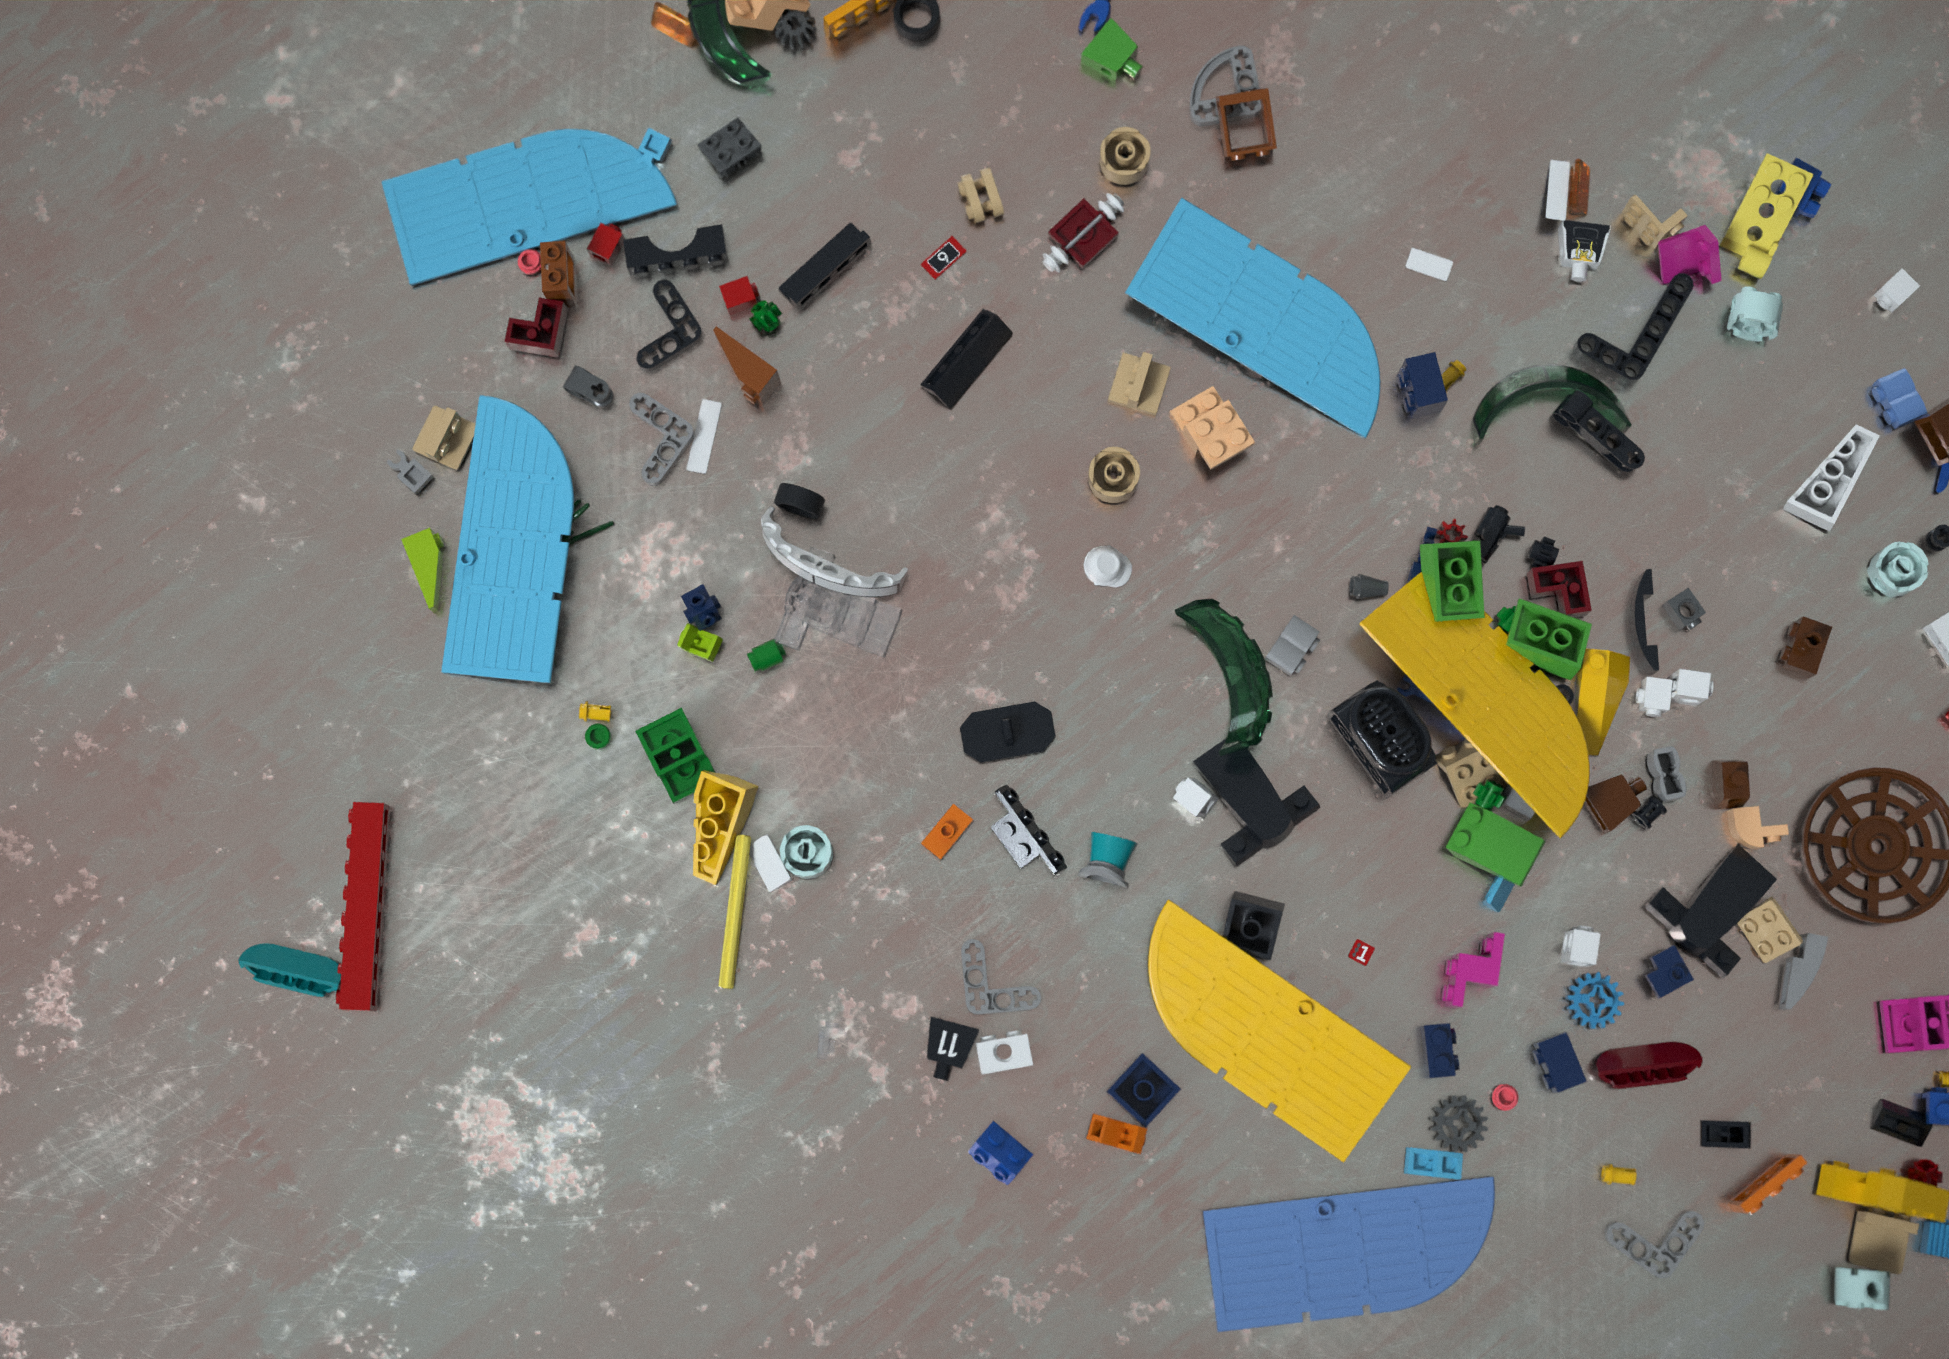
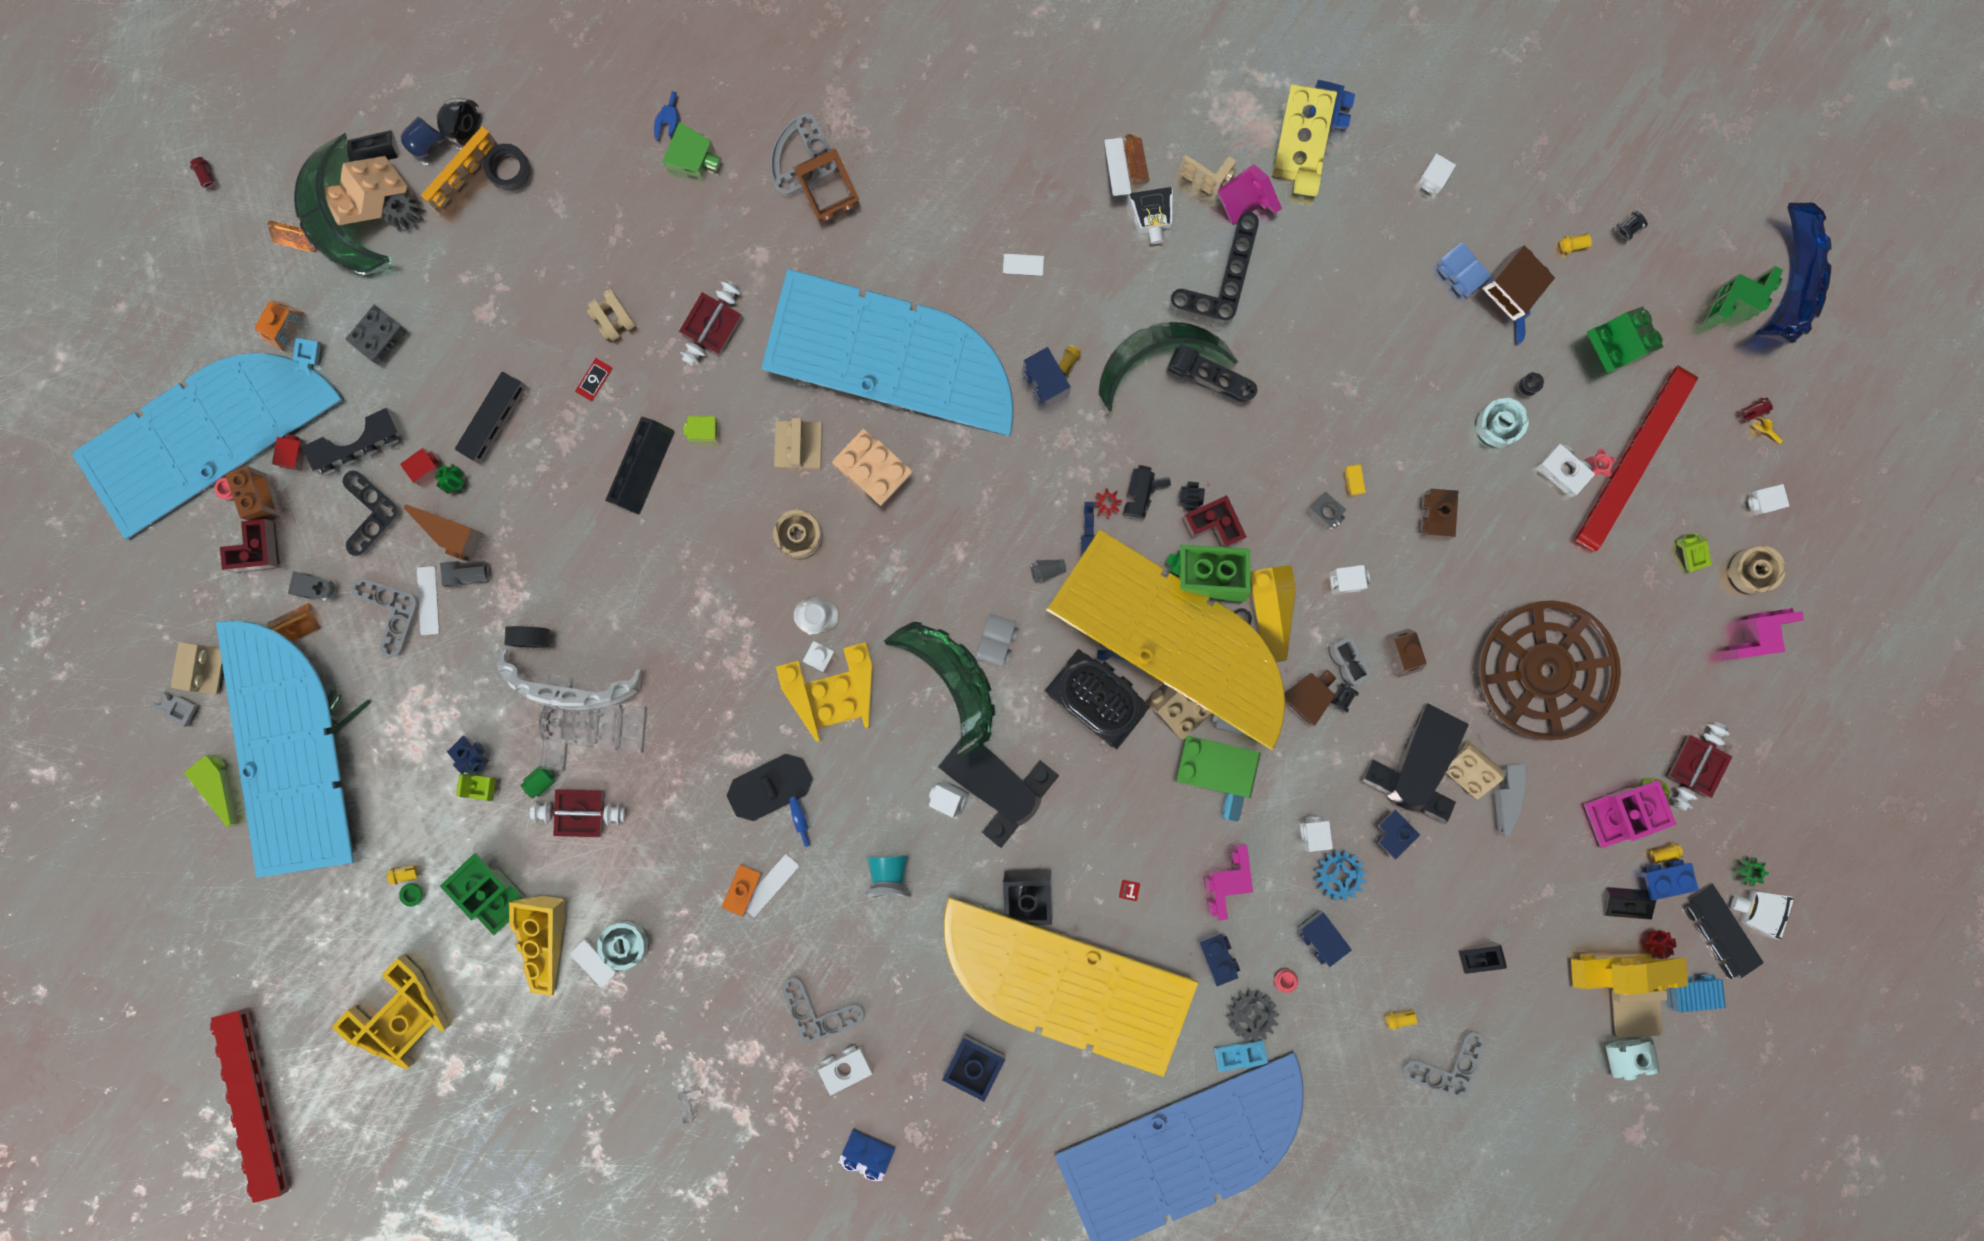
camera: 20 degrees left, 5 degrees up
(291, 969) = (200, 1178): teal brick -> none
(549, 862) = (399, 1021): none -> yellow wedge
(562, 420) = (295, 623): none -> clear orange slope
(635, 108) = (278, 323): none -> orange torso
(734, 911) = (575, 1014): light yellow axle -> none
(744, 416) = (457, 573): none -> dark grey piece
(798, 700) = (578, 813): none -> dark red plate
(949, 1045) = (795, 1076): black torso -> none
(974, 838) = (771, 884): none -> white sticker
(1022, 835) = (808, 874): bracket -> none
(1030, 774) = (799, 820): none -> blue hand
(1042, 339) = (701, 429): none -> lime brick
(1100, 609) = (819, 656): none -> white brick
(1102, 657) = (834, 697): none -> yellow wedge
(1117, 1133) = (961, 1111): orange brick -> none
(1124, 170) = (714, 243): tan brick -> none
(1453, 579) = (1119, 544): bright green slope -> none
(1489, 795) = (1202, 724): green gear -> none
(1646, 653) = (1307, 558): black slope -> none
(1648, 1064) = (1400, 917): dark red brick -> none
(1654, 696) = (1321, 594): white brick -> none
(1722, 586) = (1355, 480): none -> yellow piece
(1747, 828) = (1432, 689): light nougat brick -> none
(1755, 314) = (1319, 231): light aqua brick -> none
(1768, 1184) = (1529, 992): orange plate -> none
(1829, 486) = (1424, 366): white wedge -> none

